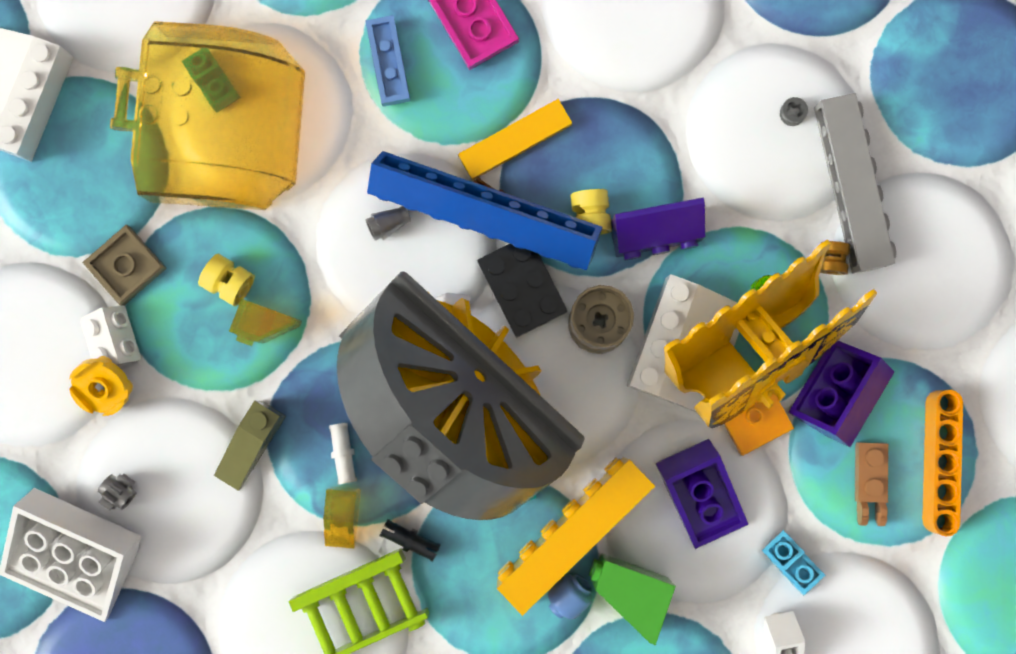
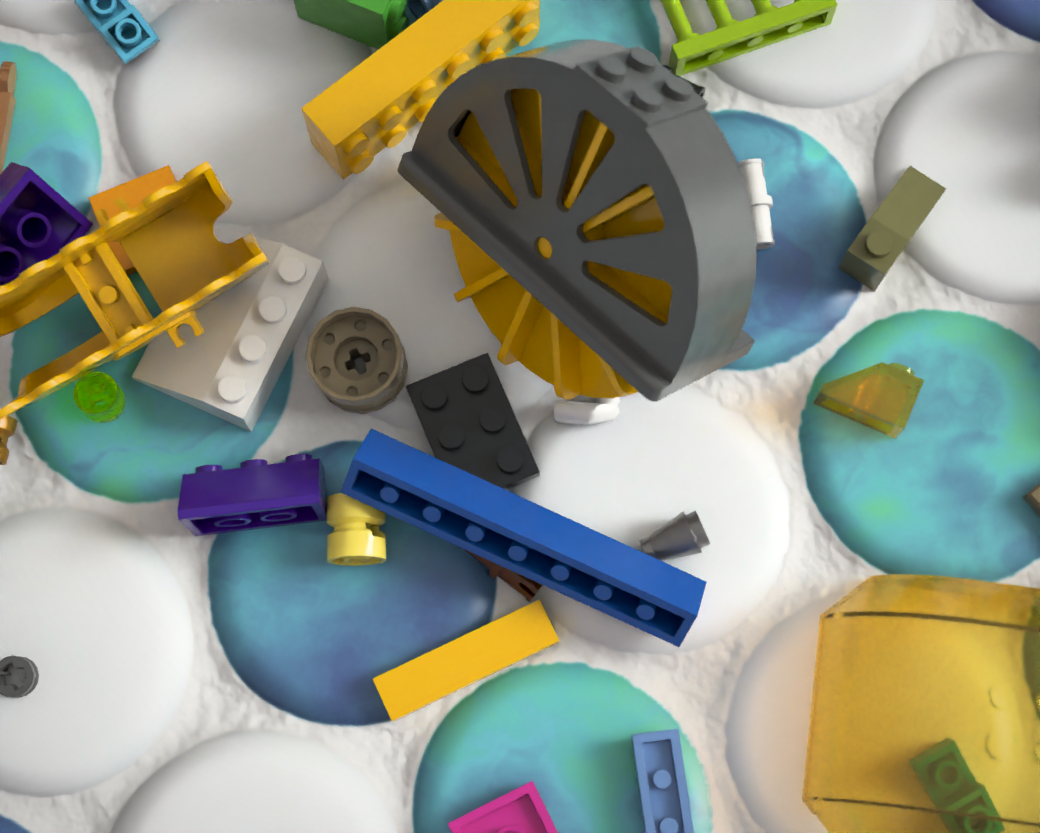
camera: 175 degrees left, 10 degrees down
(222, 277) = (940, 474): light yellow wheel -> none
(341, 516) = (759, 121): clear yellow slope -> none
(702, 493) = (236, 117): dark purple slope -> none

